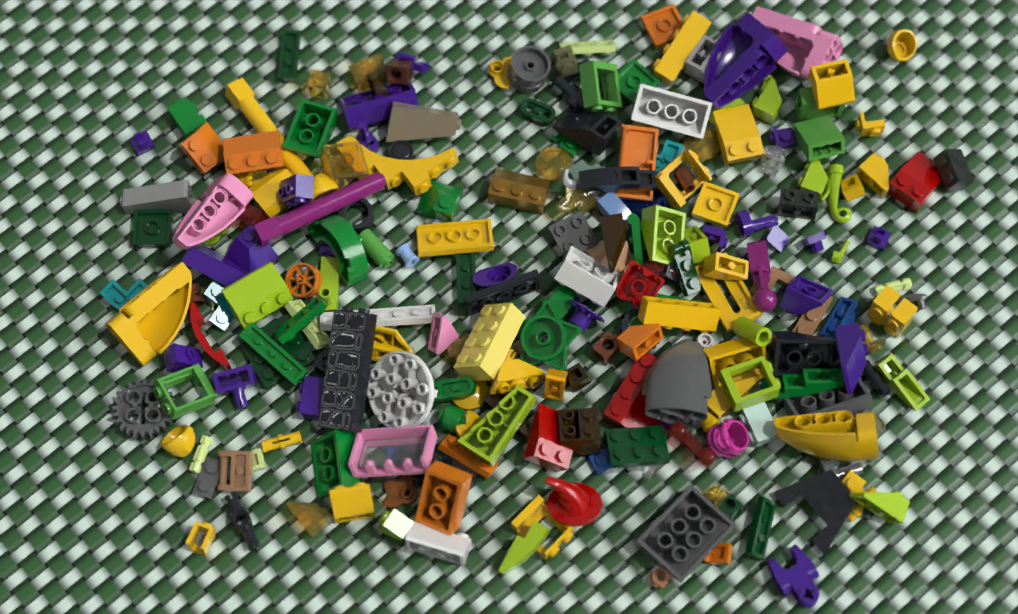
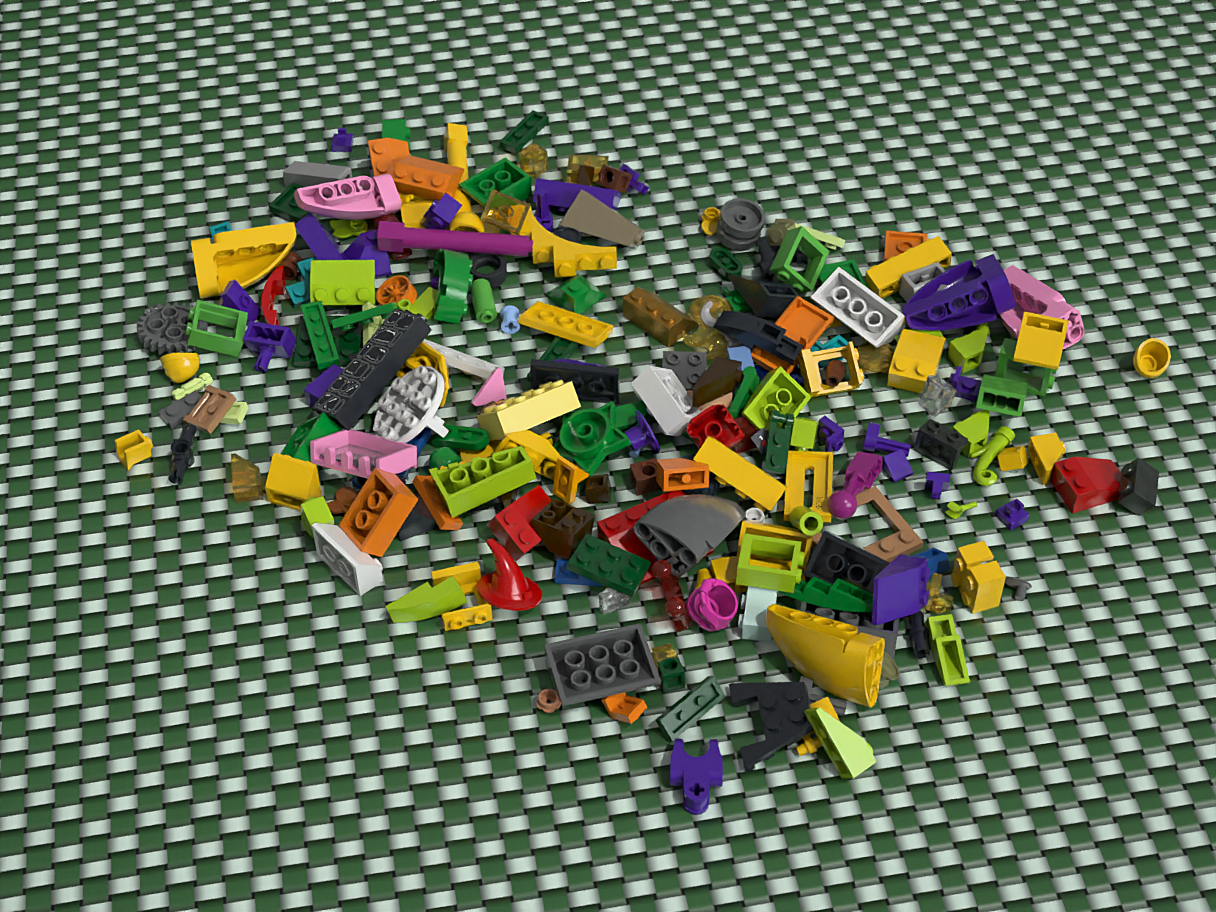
camera: 30 degrees right, 20 degrees down
(294, 437) = (272, 410): yellow pin -> none
(715, 204) = (851, 409): yellow plate -> none
(725, 267) = (820, 459): yellow slope -> none
(804, 296) = (886, 518): dark purple slope -> none
(869, 128) = (1068, 414): yellow bracket -> none
(896, 285) = (1014, 567): yellowish green axle -> none

